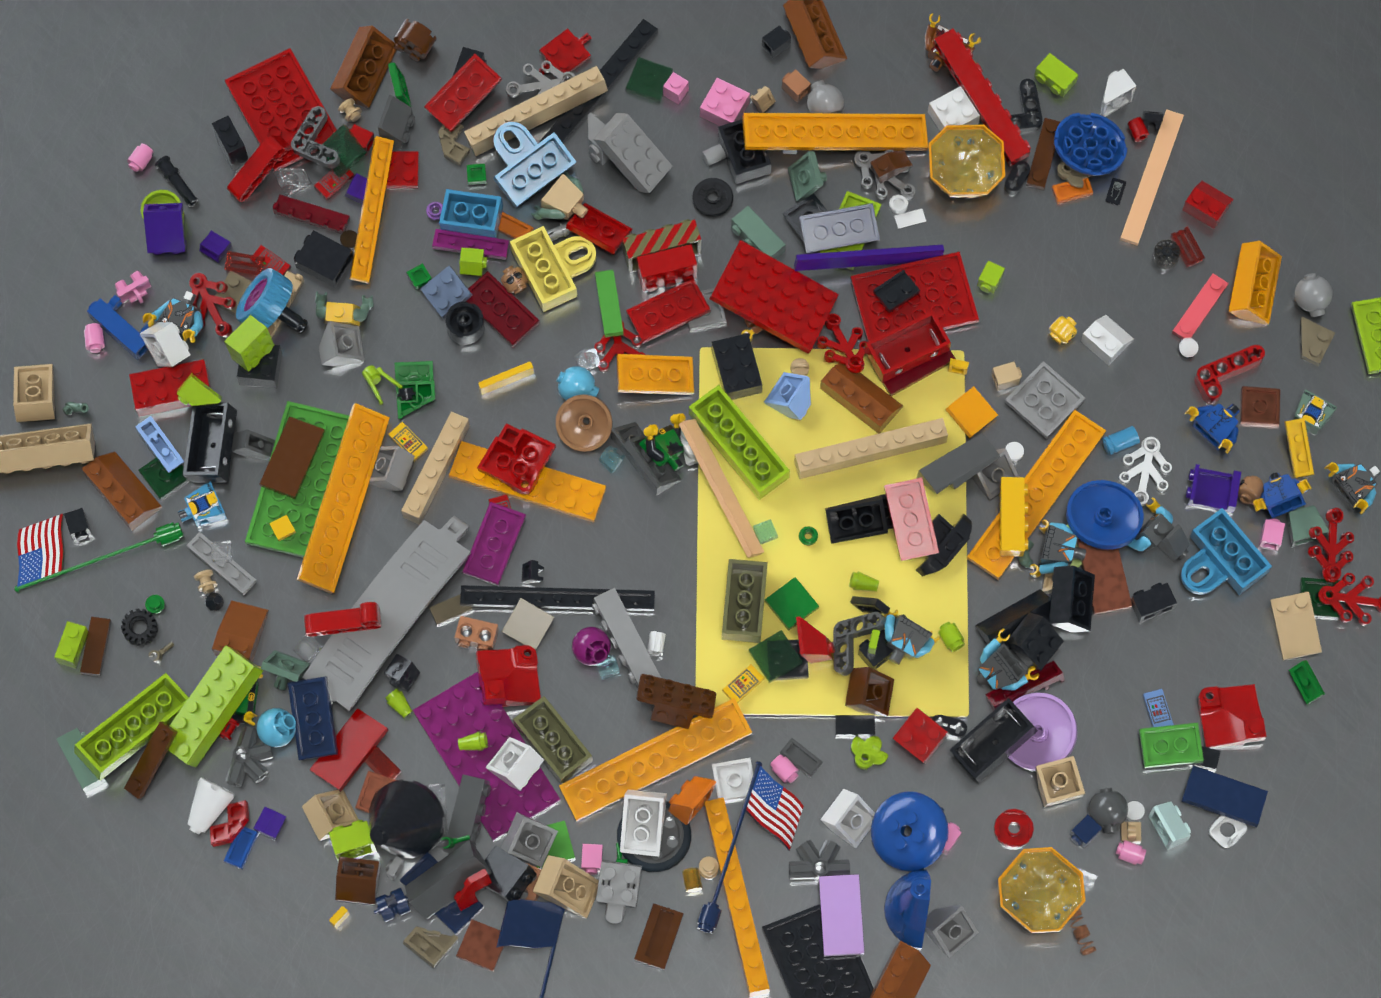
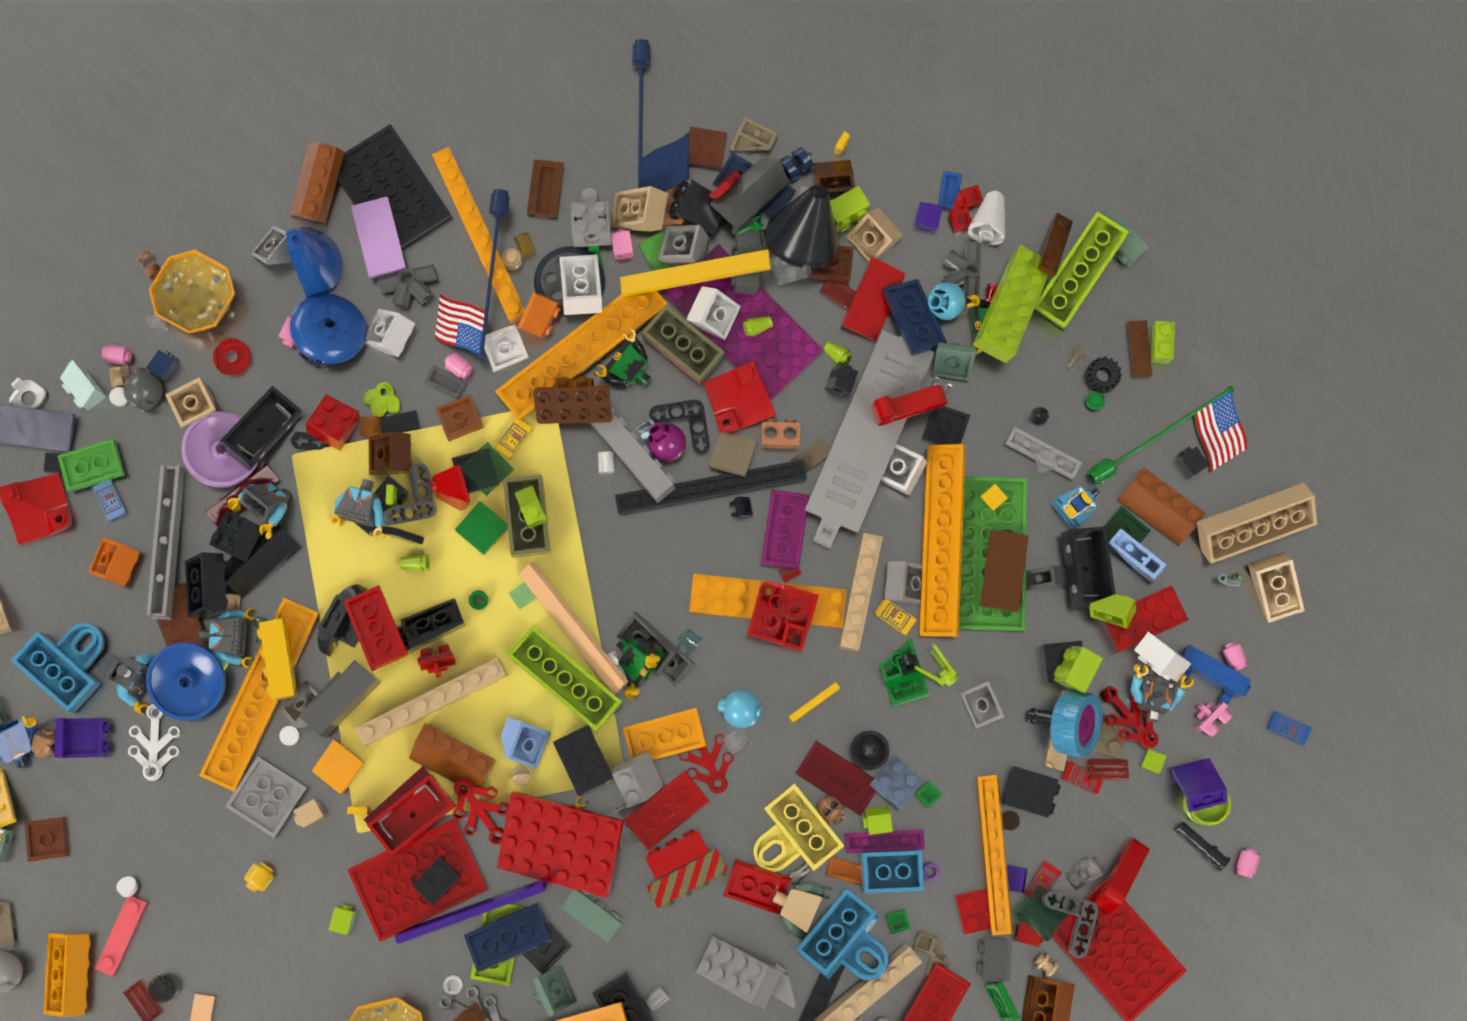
camera: 165 degrees right, 10 degrees up
(63, 266) = (1289, 728): none -> blue tile
(200, 263) = (1153, 761): none -> lime tile
(207, 585) = (1053, 431): tan wheel -> none
(215, 246) = (1143, 782): dark purple piece -> none
(230, 143) = (1160, 894): black brick -> none
(241, 629) = (1006, 390): dark orange slope -> none
(307, 602) = (946, 426): none -> black tile
(311, 214) = (1056, 840): dark red hinge -> none
(342, 312) = (996, 733): torso -> none
(363, 570) = (903, 469): none -> white brick
(523, 803) = (695, 273): none -> yellow tile
(559, 670) = (692, 417): none -> black beam
(571, 423) = (728, 661): medium nougat dish -> none
(609, 303) = (728, 804): bright green tile -> none
(614, 733) = (627, 364): none -> torso
(689, 341) = (637, 779): none -> light grey slope
(709, 207) = (639, 960): black wheel -> none
(738, 599) = (530, 507): none -> lime slope
(793, 716) = (459, 417): none -> dark orange tile
(850, 487) = (437, 662): none -> red hips
(884, 727) = (369, 426): none -> clear orange tile
(910, 218) = (438, 972): white sticker -> none
(951, 636) = (319, 525): lime brick -> none
(1106, 339) = (212, 878): white slope -> none
(1106, 654) = (165, 542): none -> light grey tile
(1120, 440) = (182, 768): dark azure piece -> none
(1153, 601) = (127, 606): black brick -> none
(1161, 646) = (114, 562): none -> orange slope
(1216, 424) = (85, 805): blue torso -> none
(1230, 368) = (80, 870): red beam -> none
(1272, 534) = (17, 701): bright pink brick -> none

